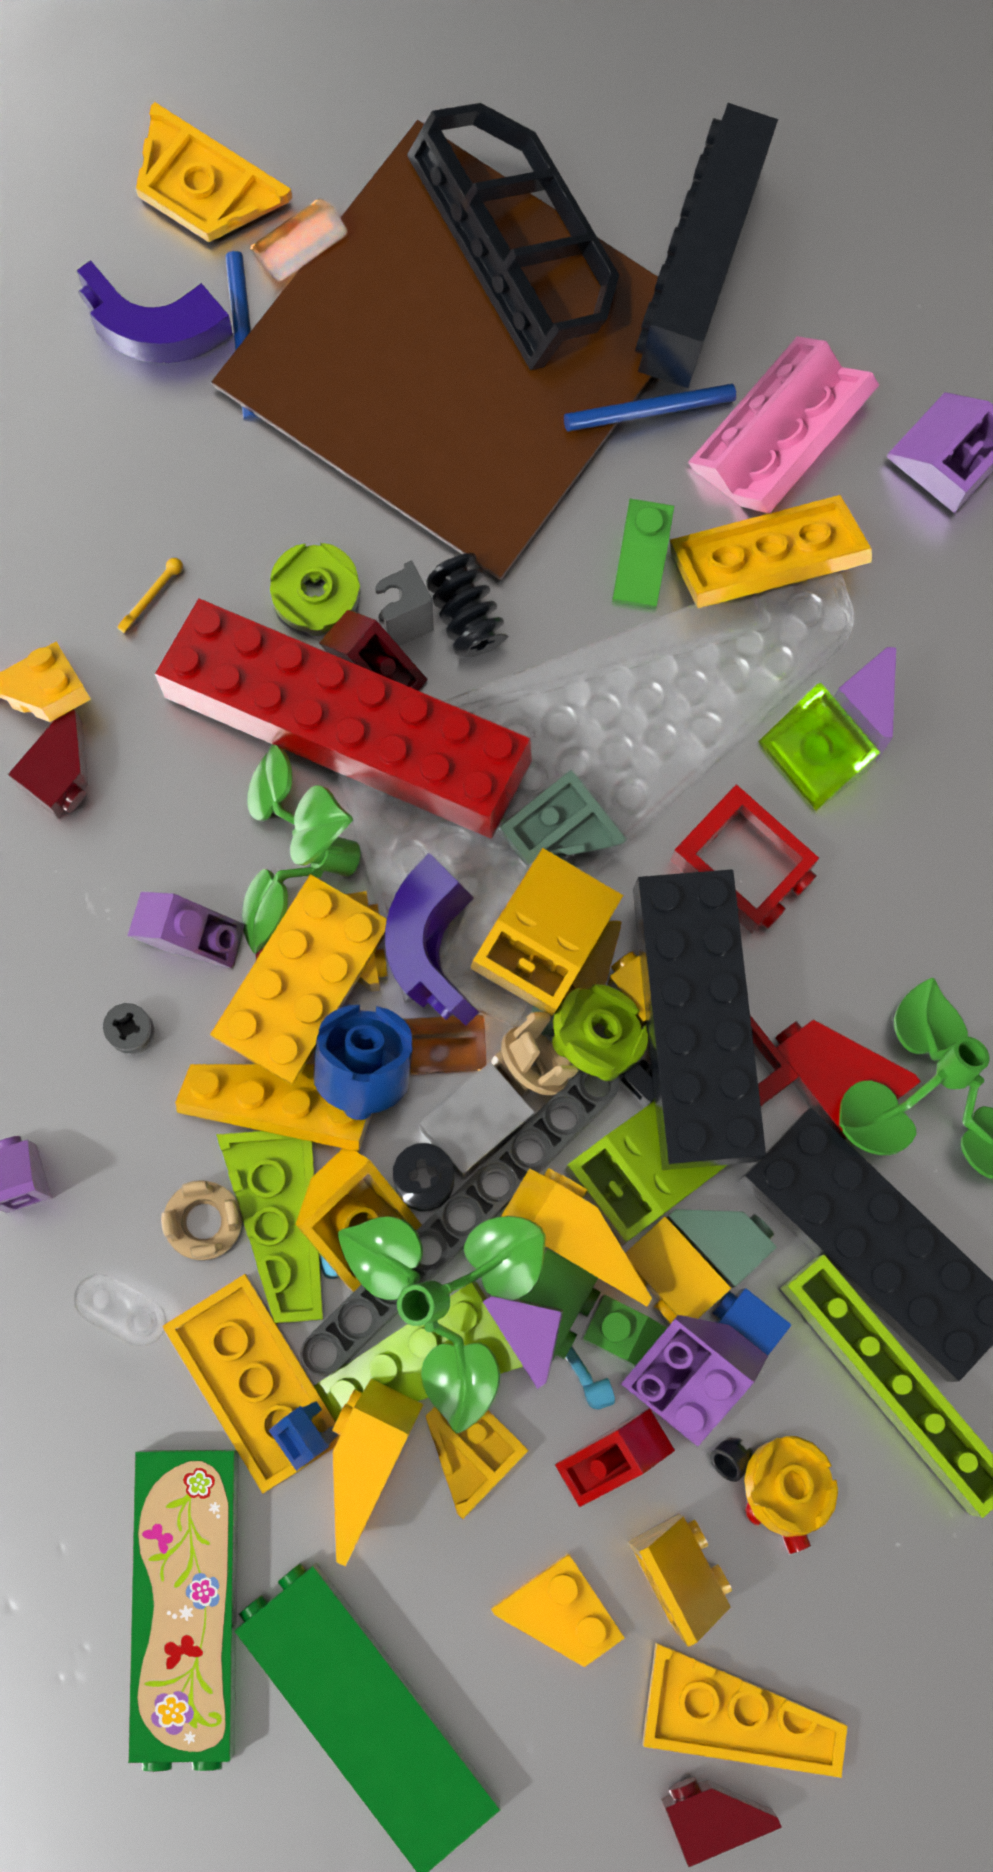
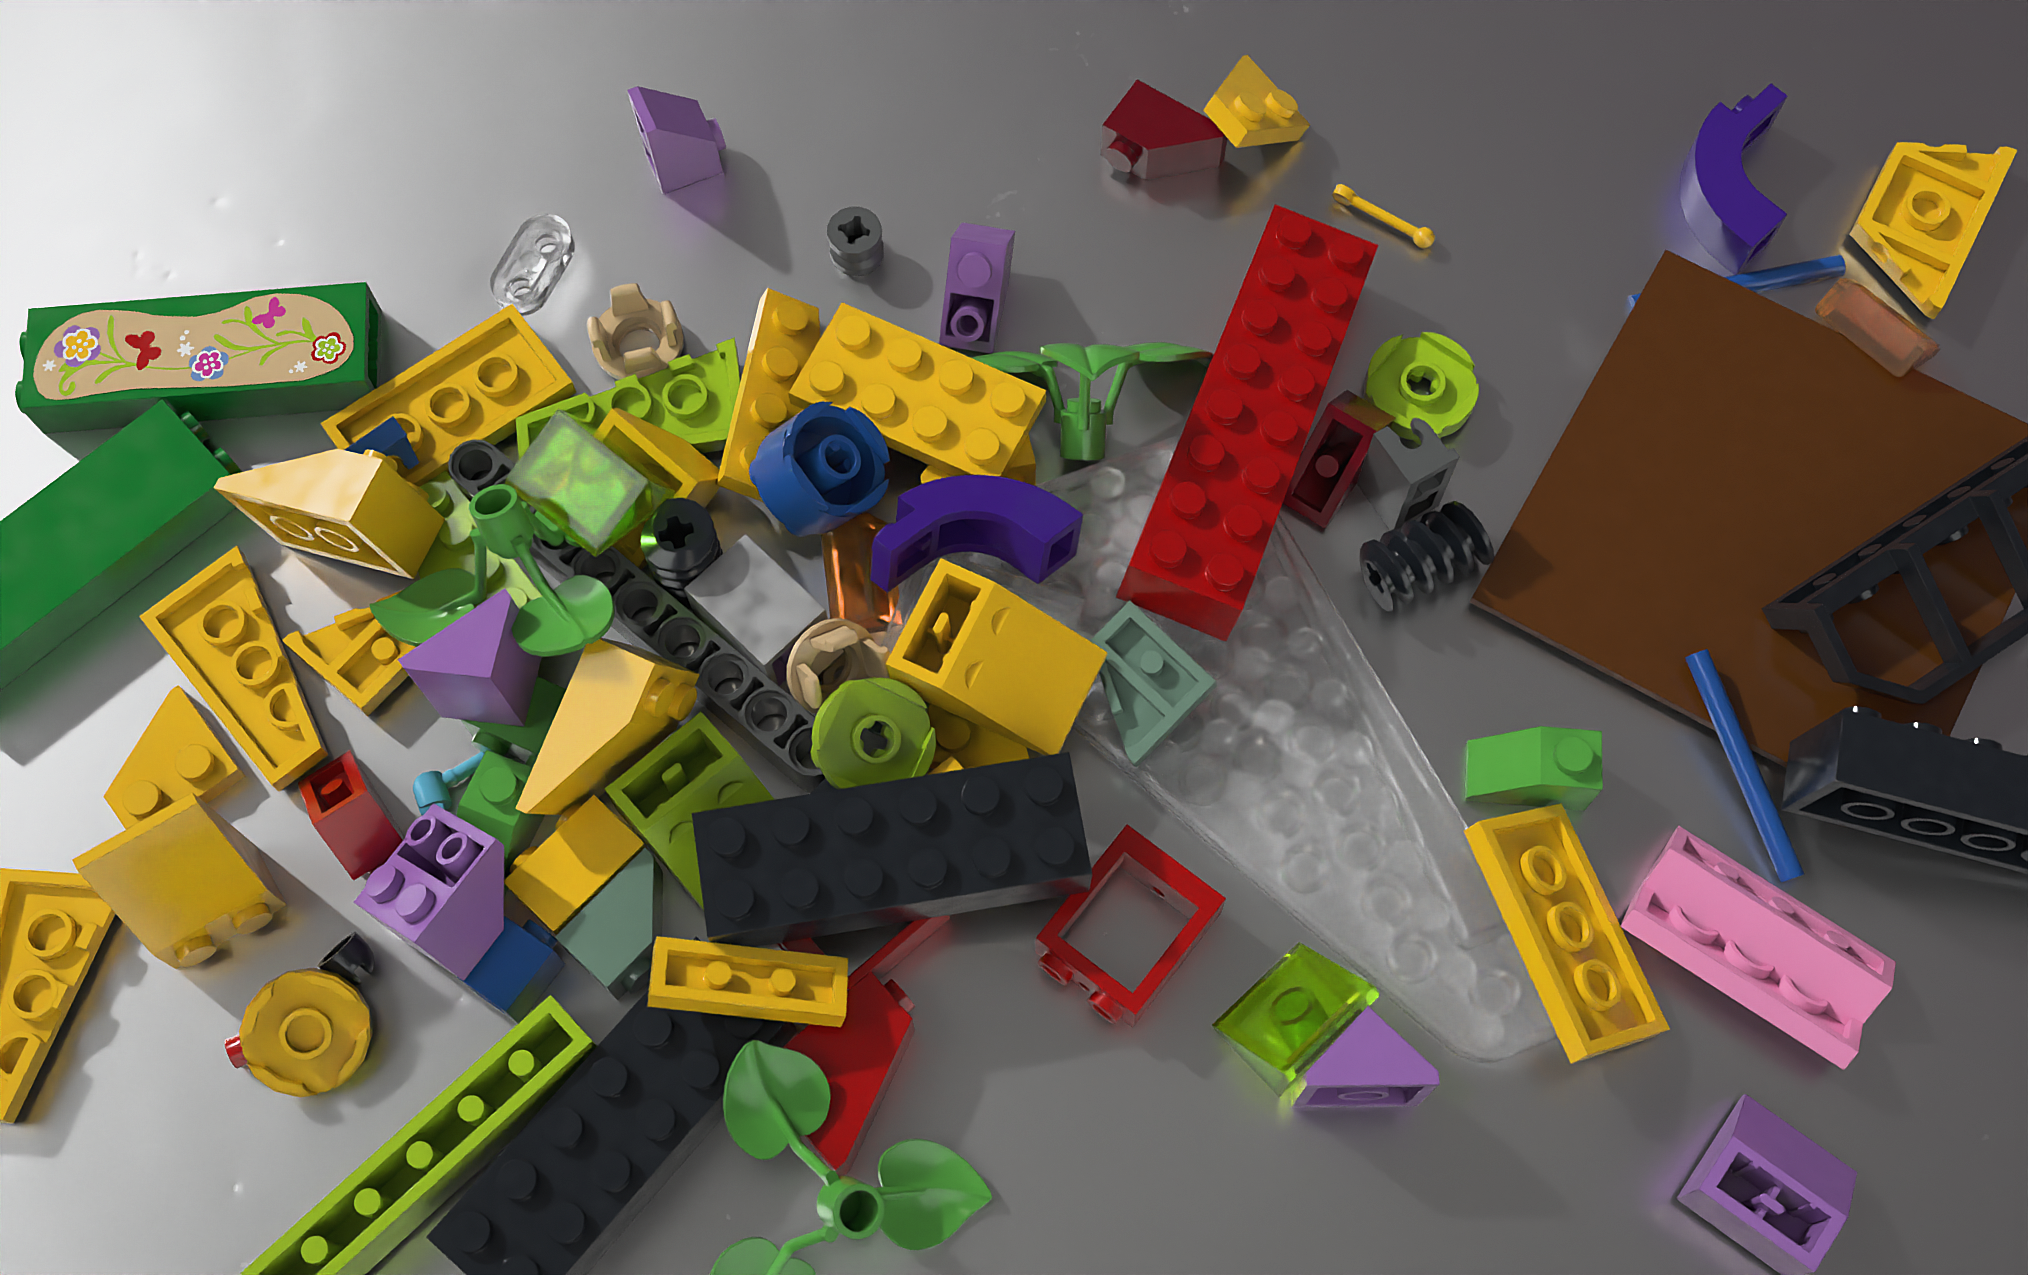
camera: 90 degrees right, 10 degrees down
(375, 1243) = (586, 483): none -> clear neon green slope
(471, 1562) = (236, 662): none -> yellow wing
(792, 1132) = (748, 982): none -> yellow plate

